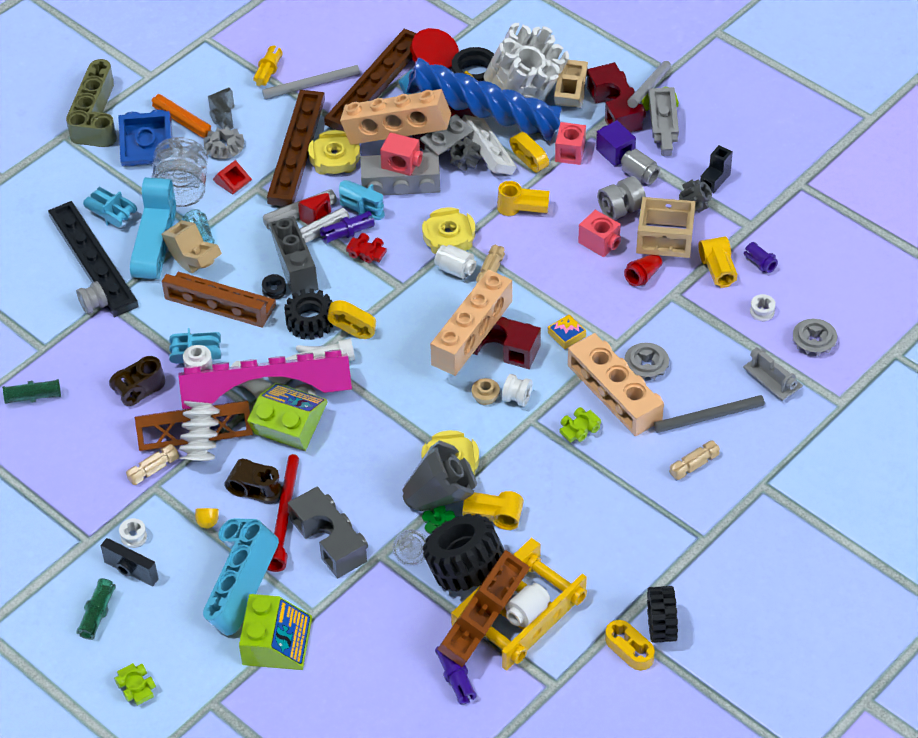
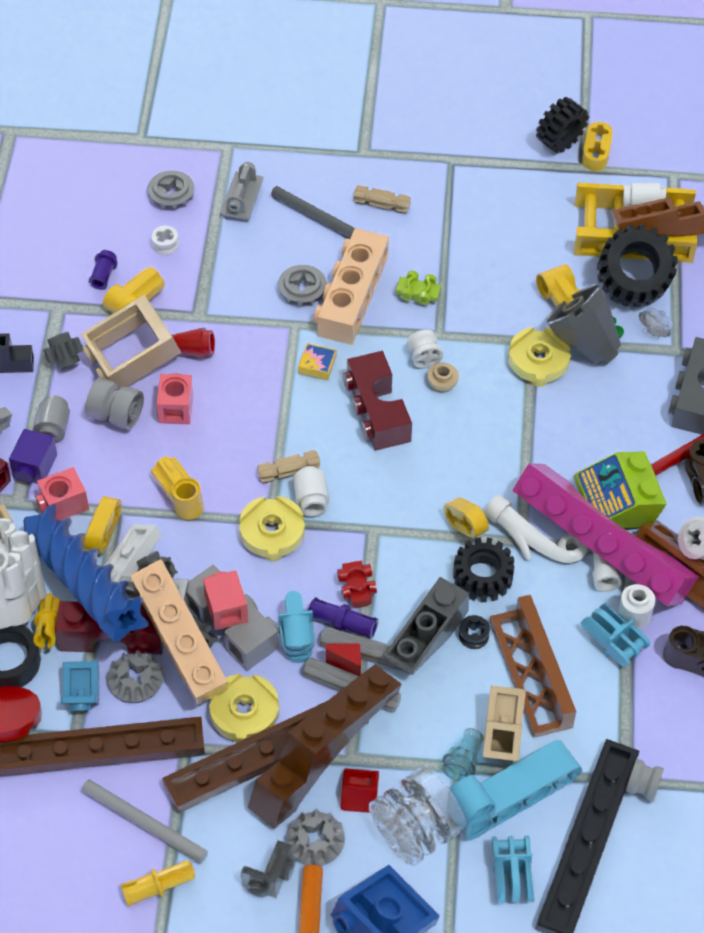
camera: 130 degrees left, 5 degrees up
(269, 163) = (316, 743): none -> reddish brown arch
(471, 322) = (401, 393): light nougat brick -> none

